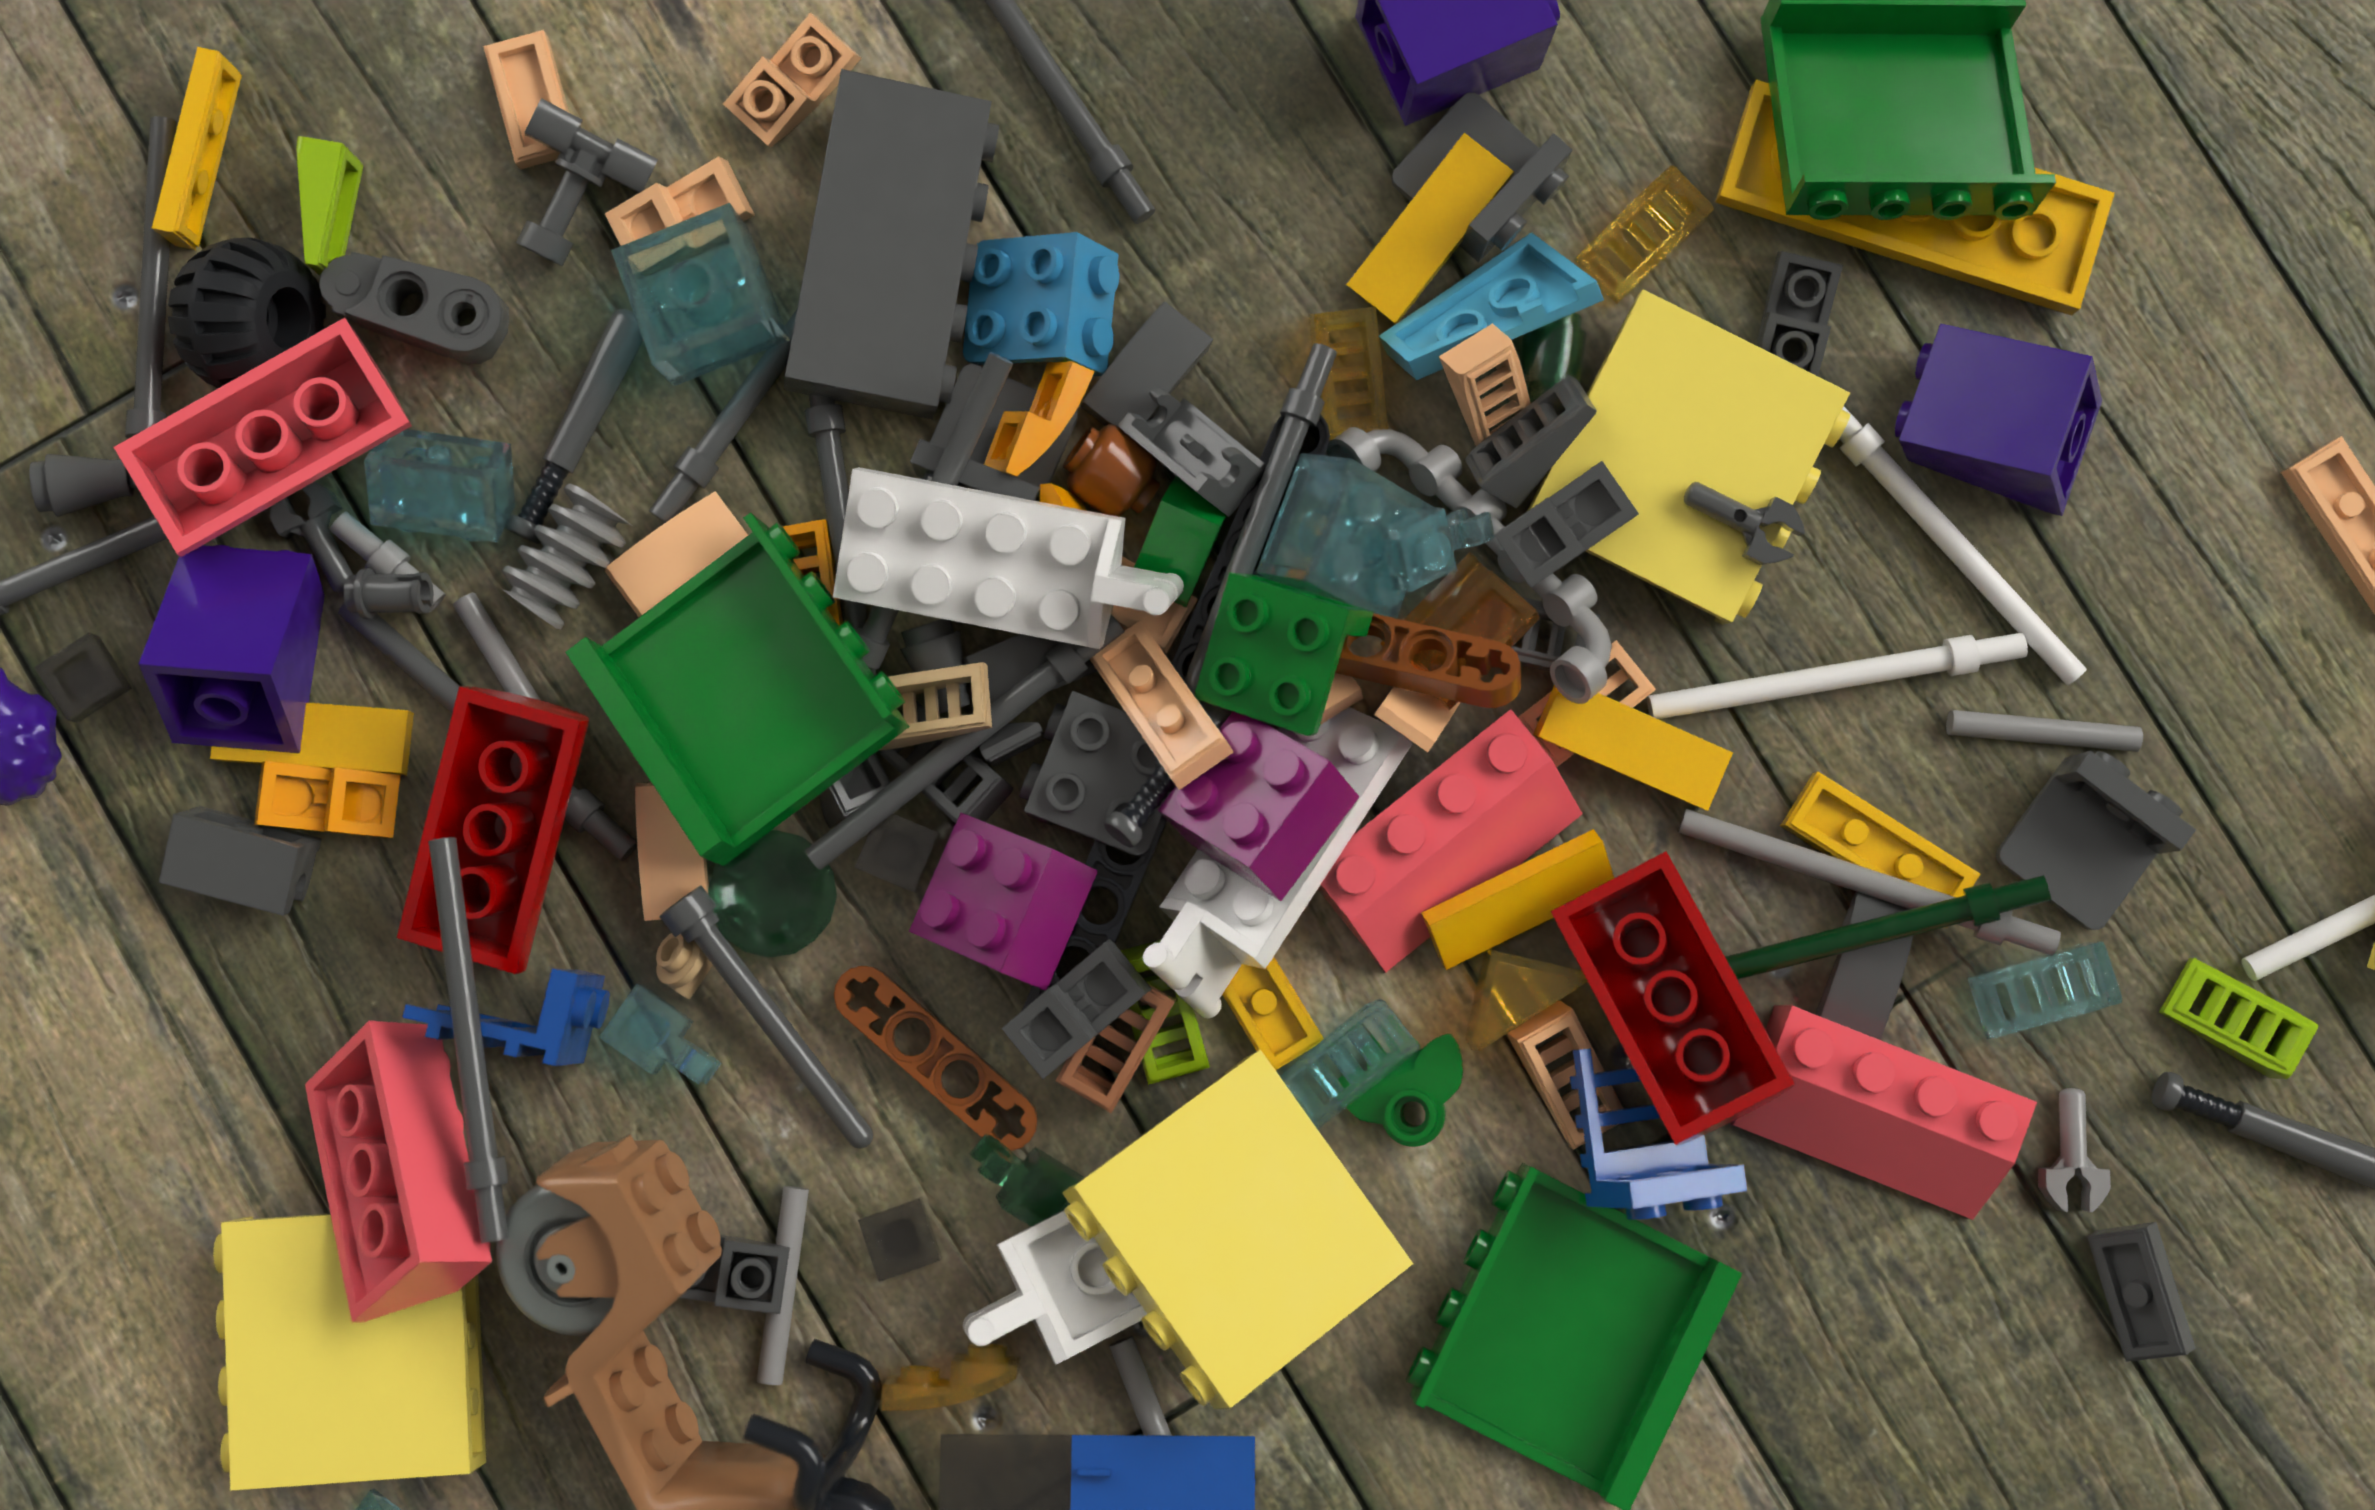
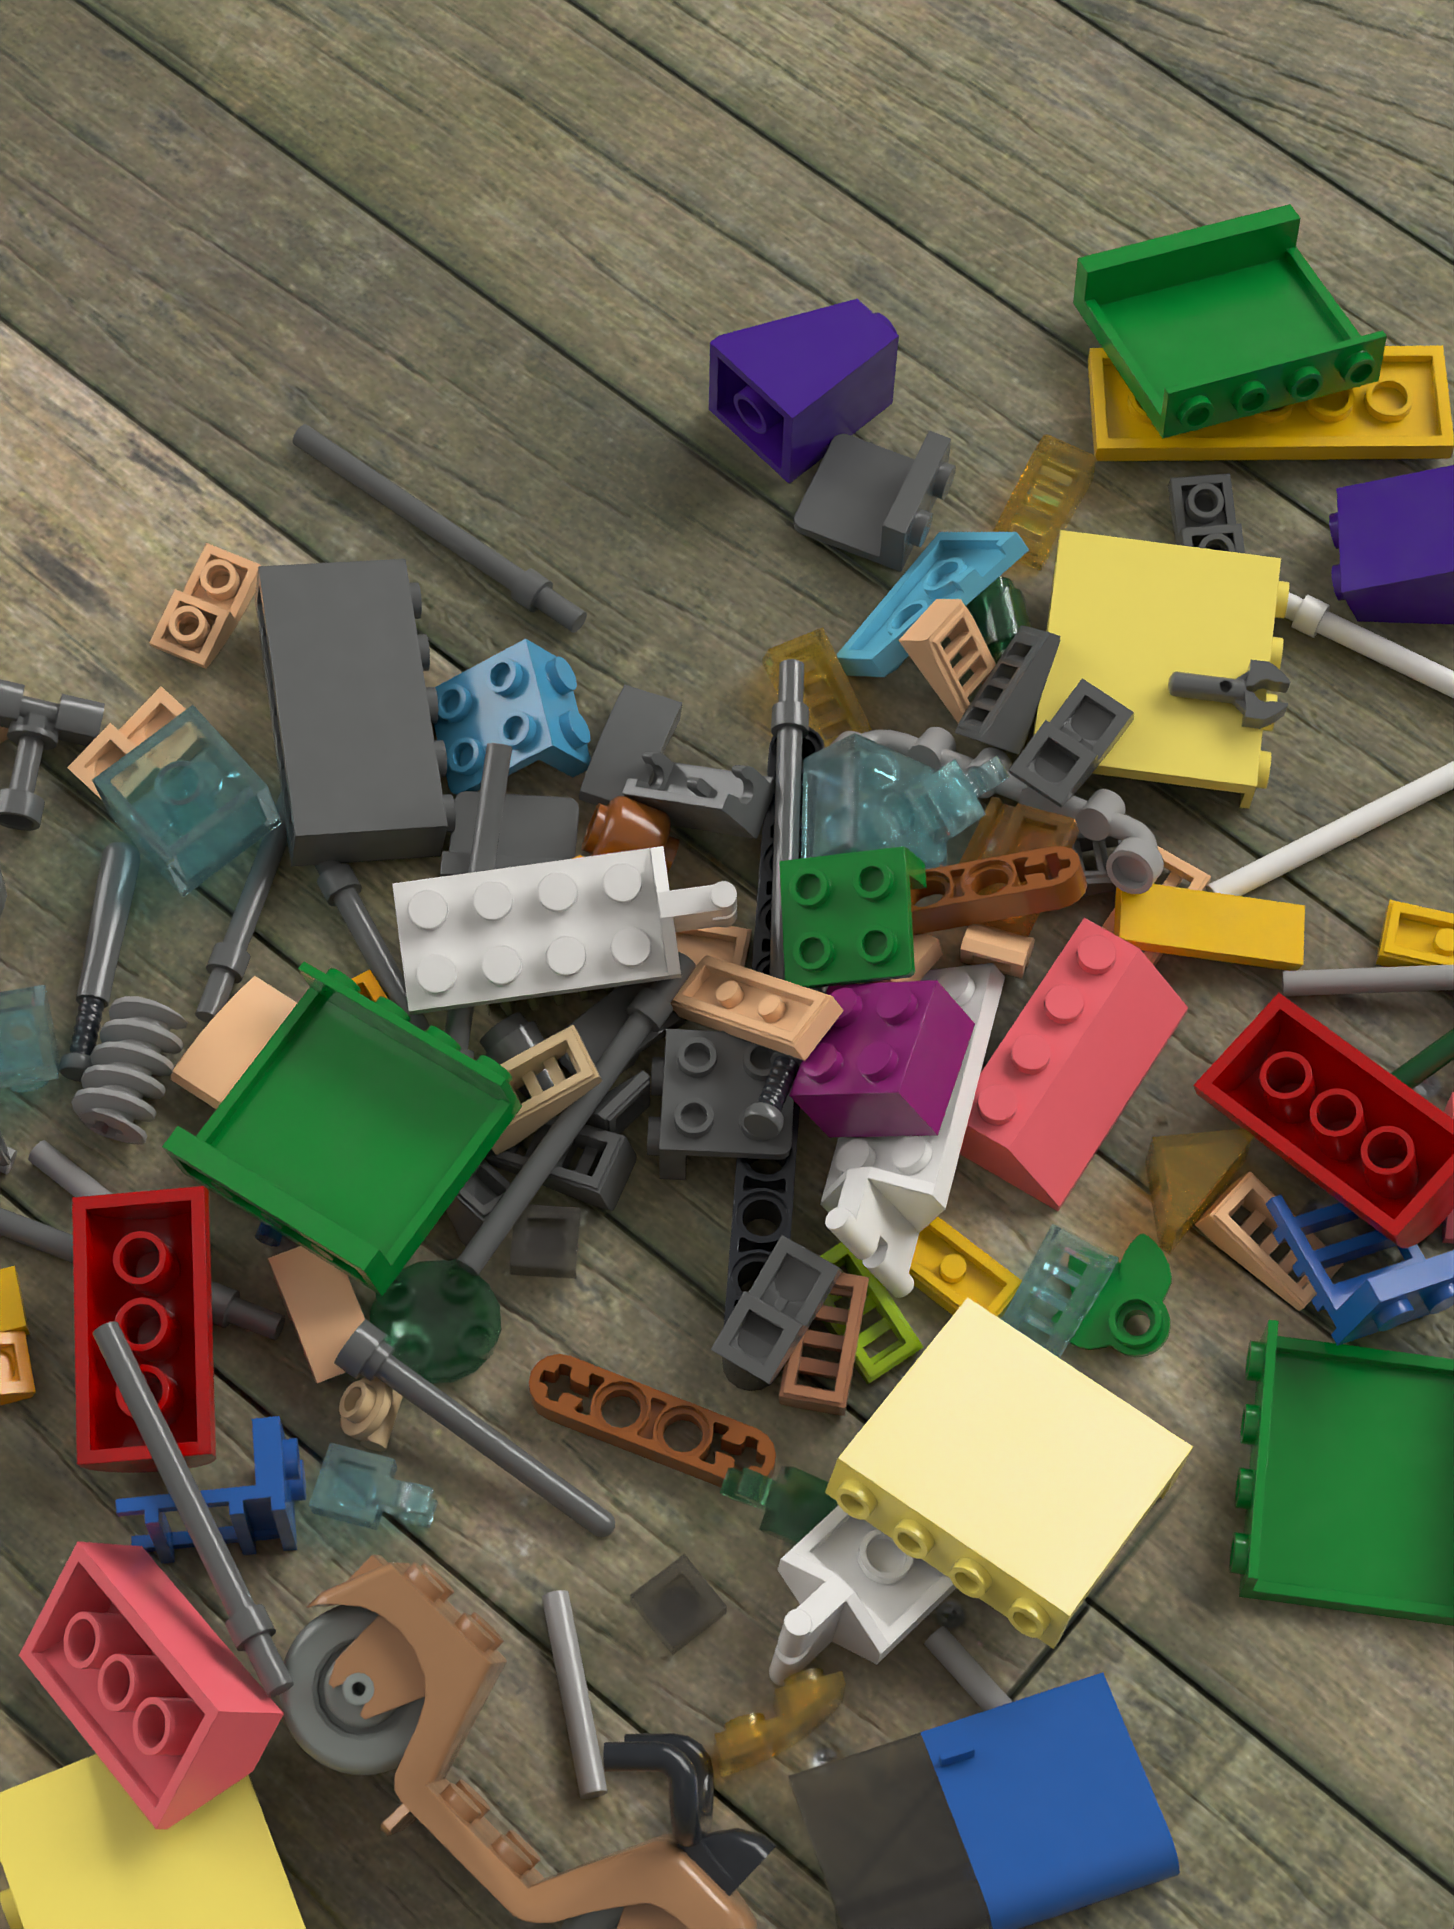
camera: 15 degrees left, 20 degrees down
(744, 1276) = (530, 1693): dark grey slope -> none
(1003, 901) = (668, 1239): magenta brick -> none
(1028, 434) = (544, 817): light orange slope -> none
(1181, 536) = (720, 858): green slope -> none
(1430, 228) = (845, 552): yellow tile -> none
(1516, 899) = (1153, 1098): yellow tile -> none

